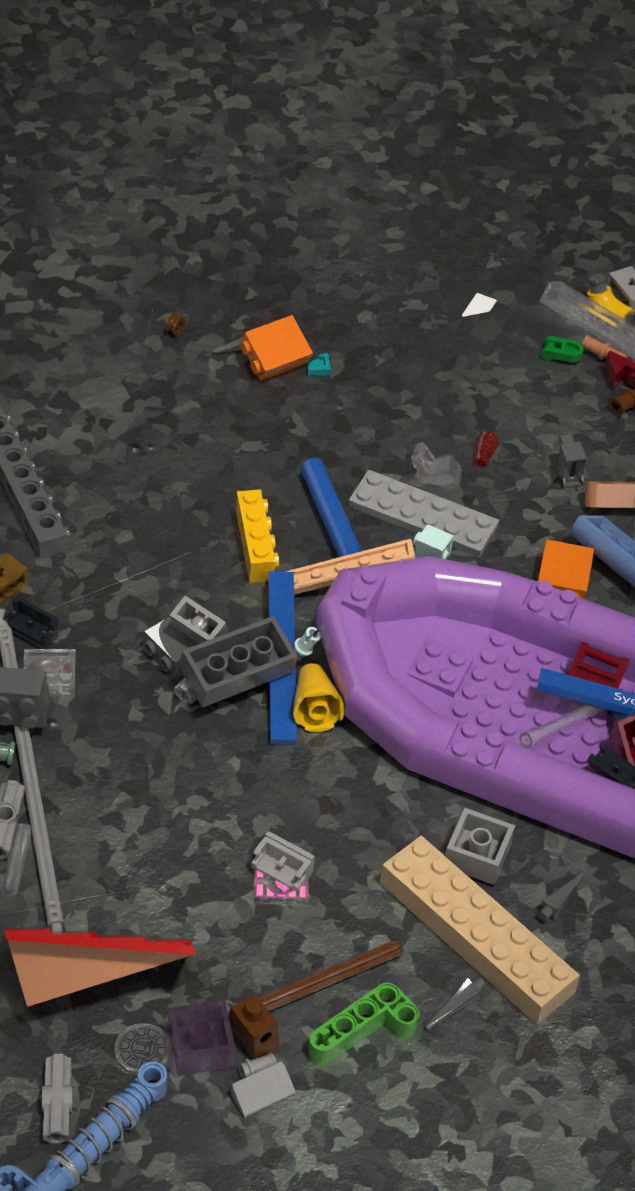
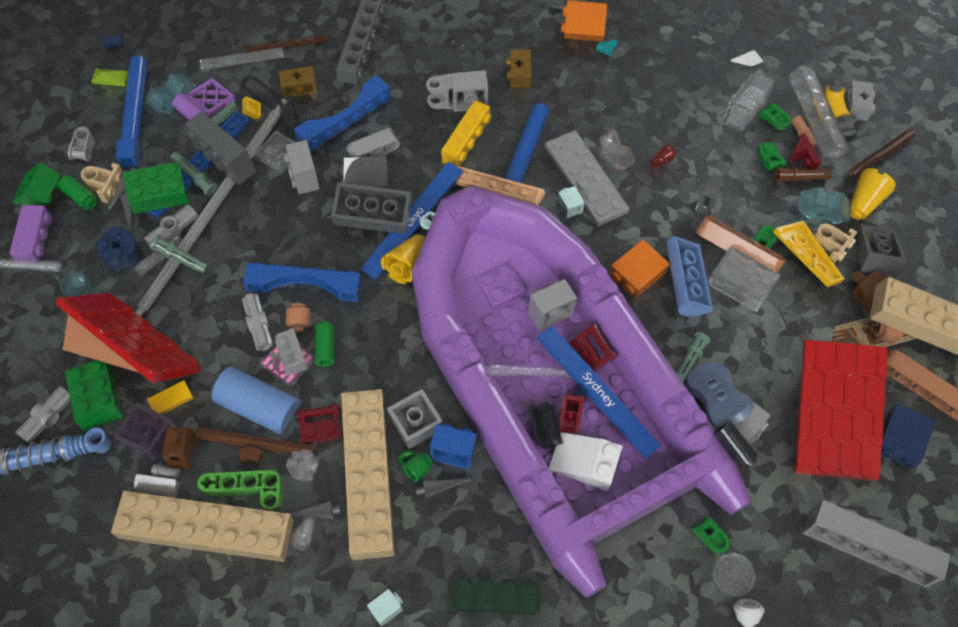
camera: 40 degrees right, 15 degrees up
(38, 839) = (169, 251): none -> sand green pin
(76, 624) = (316, 132): none -> blue arch
(100, 1037) = (93, 394): none -> green brick
(105, 666) = (301, 167): none -> light grey brick
(159, 602) = (374, 145): none -> light grey beam
(187, 989) = (170, 398): none -> yellow tile
(197, 621) = (368, 169): light grey brick -> none
(209, 491) = (458, 90): none -> light grey brick
(209, 858) = (257, 322): none -> light grey piece
(248, 435) = (520, 68): none -> pearl gold brick
(251, 825) = (298, 317): none -> nougat head
(265, 766) = (264, 278): none -> blue arch
(287, 936) = (255, 399): none -> medium blue brick
(307, 835) = (324, 344): none -> green brick
(335, 992) = (251, 455): none -> reddish brown piece
(355, 1088) = (203, 526): none -> tan brick
(384, 924) = (320, 430): none -> dark red plate
(404, 963) = (304, 471): none -> clear brick
(469, 1031) = (303, 535): none -> clear cone
(520, 649) = (551, 304): none -> light grey brick
(520, 892) = (416, 466): none -> green piece
(526, 344) = (749, 100): none -> clear brick
(545, 846) = (453, 446): none -> blue brick
(591, 393) = (768, 153): none -> green plate
(616, 1039) = (385, 607): none -> light aqua brick

